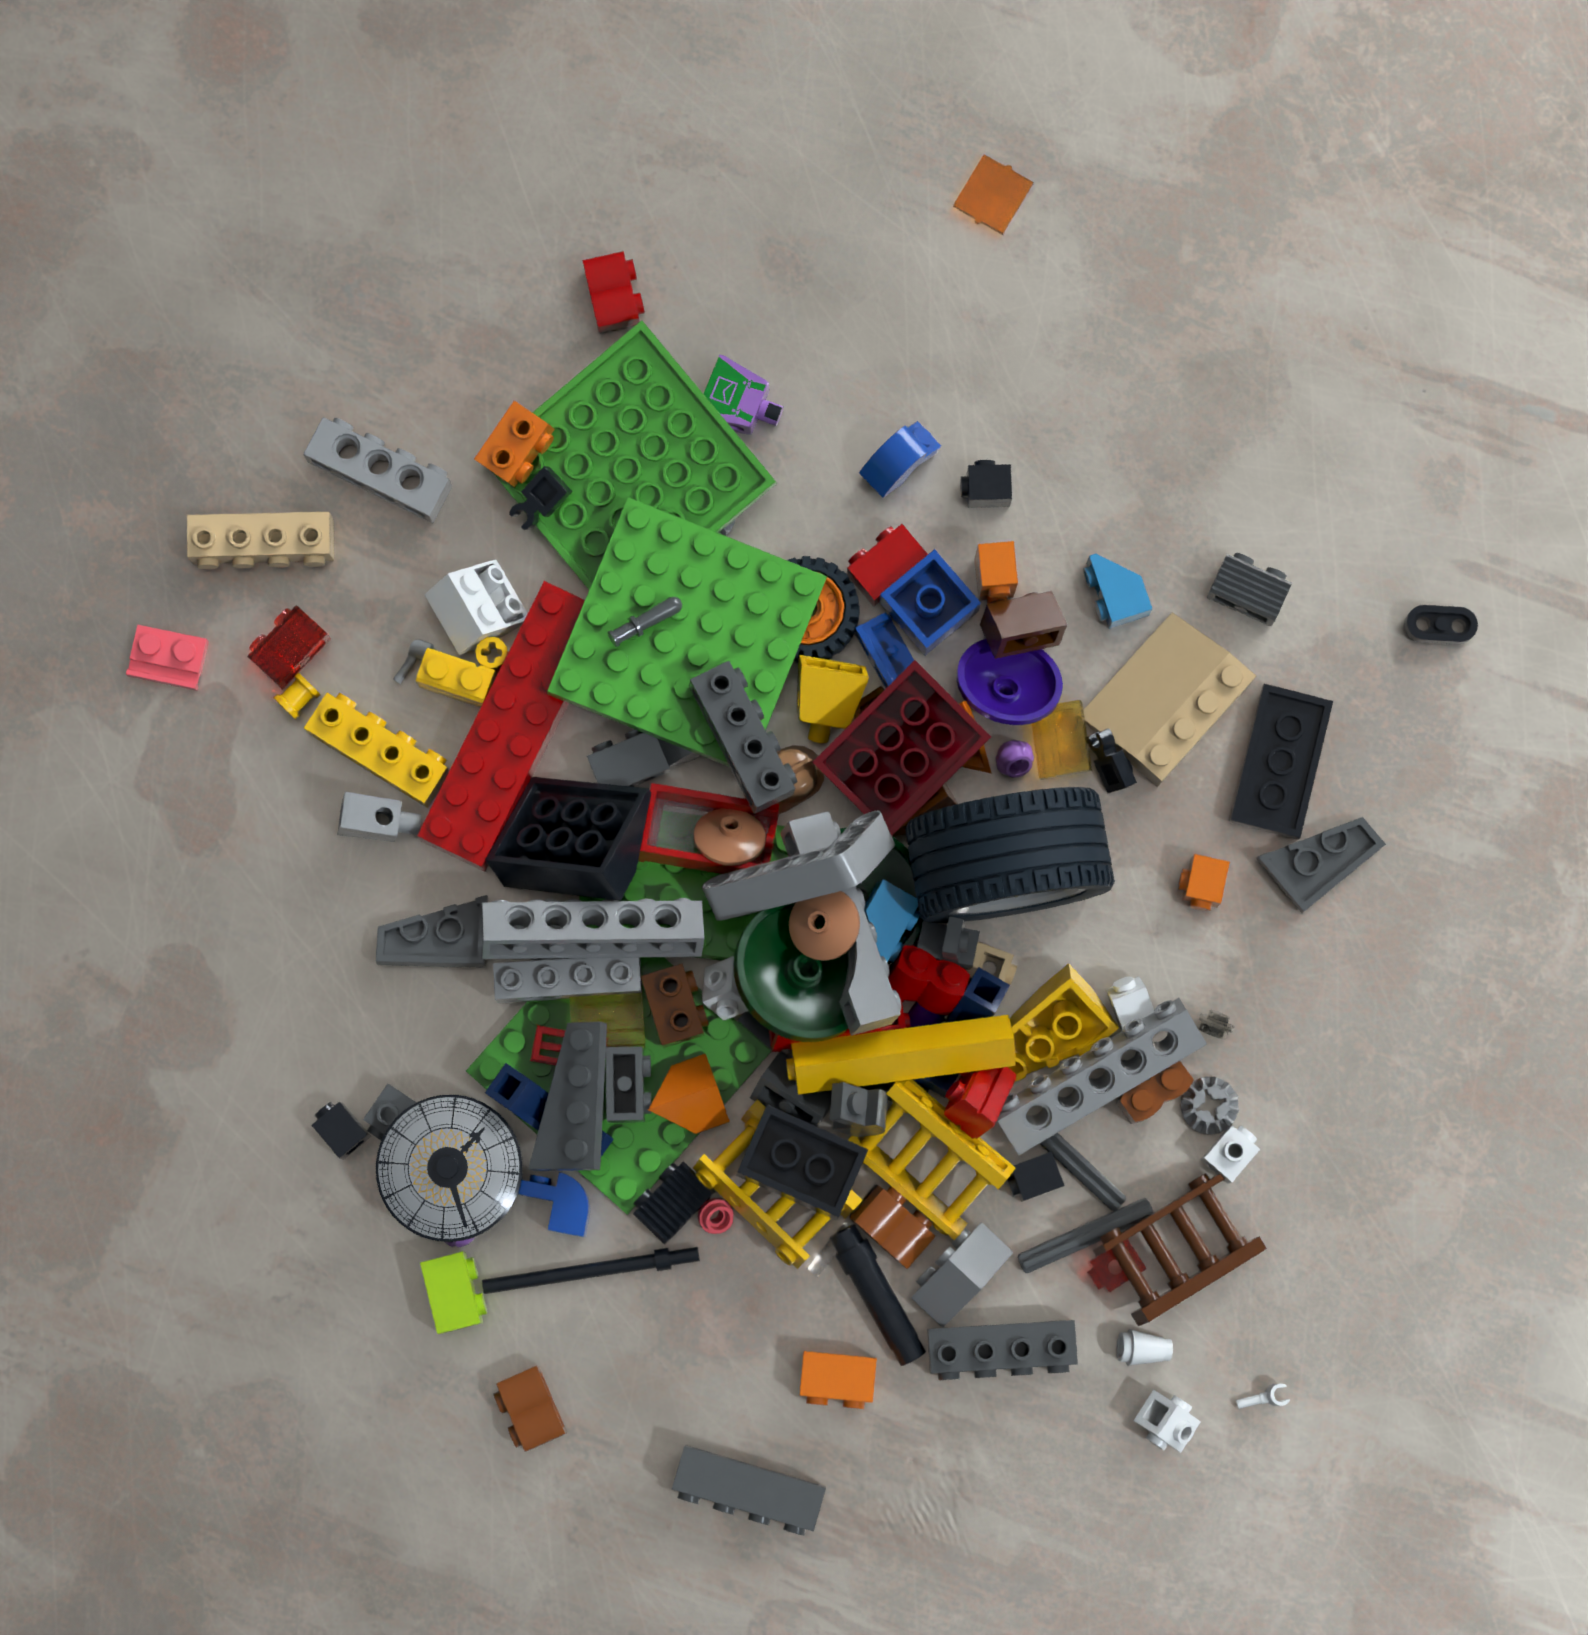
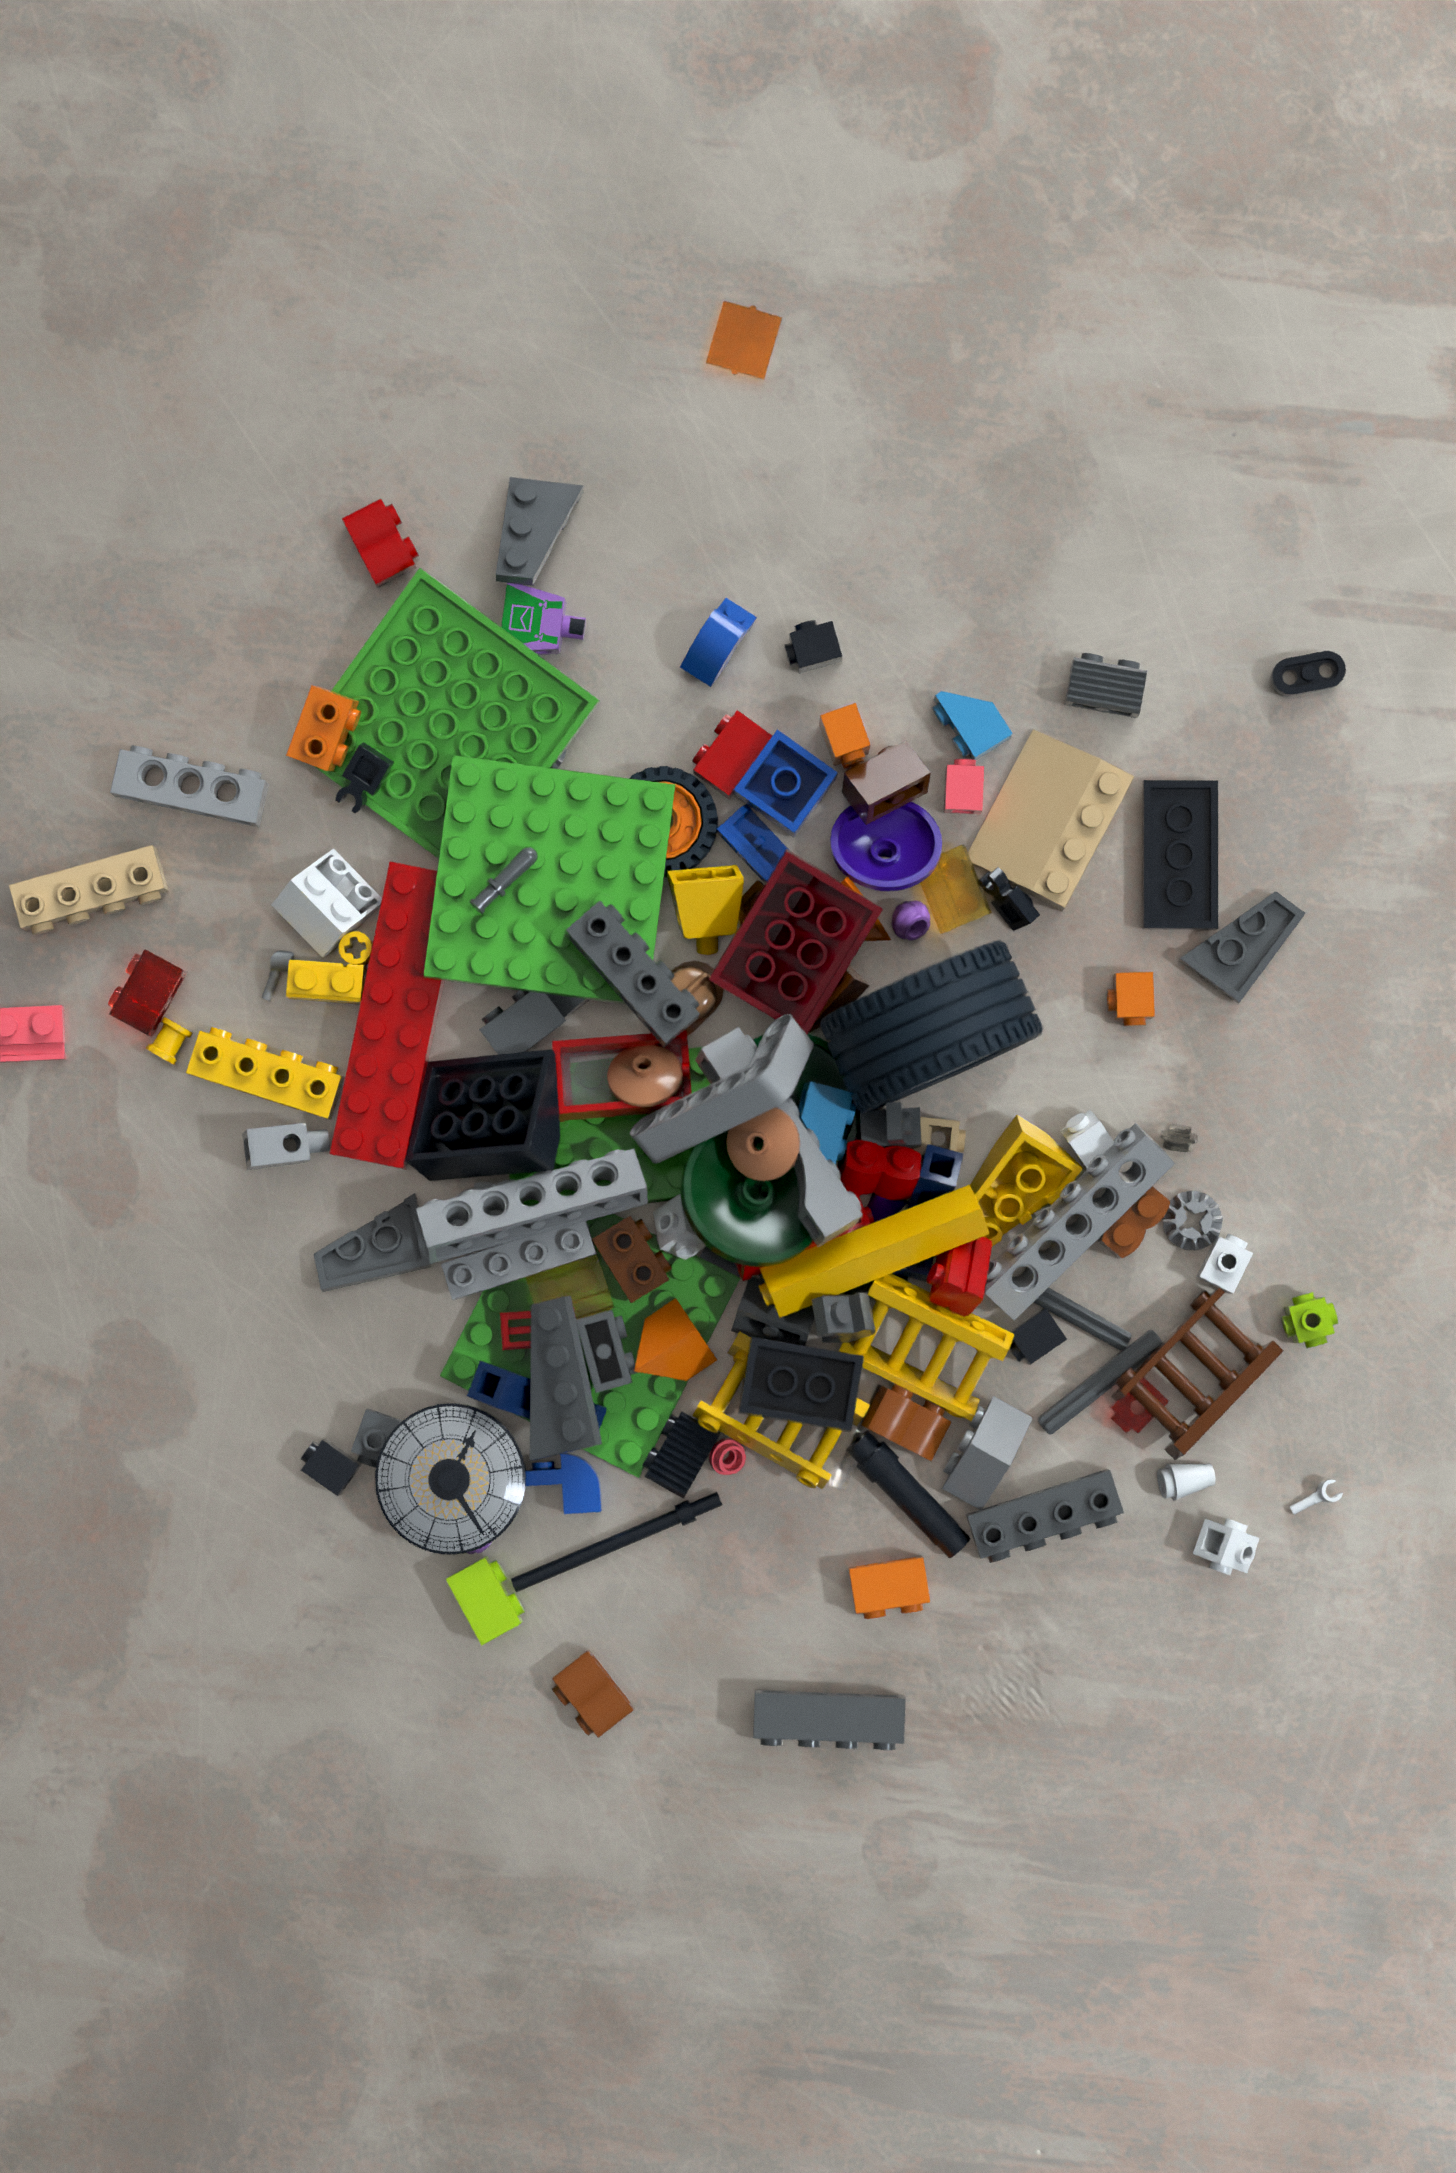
camera: 10 degrees left, 5 degrees up
(754, 311) = (531, 525): none -> dark grey wing
(1094, 649) = (964, 787): none -> coral brick
(1284, 1226) = (1295, 1324): none -> lime brick

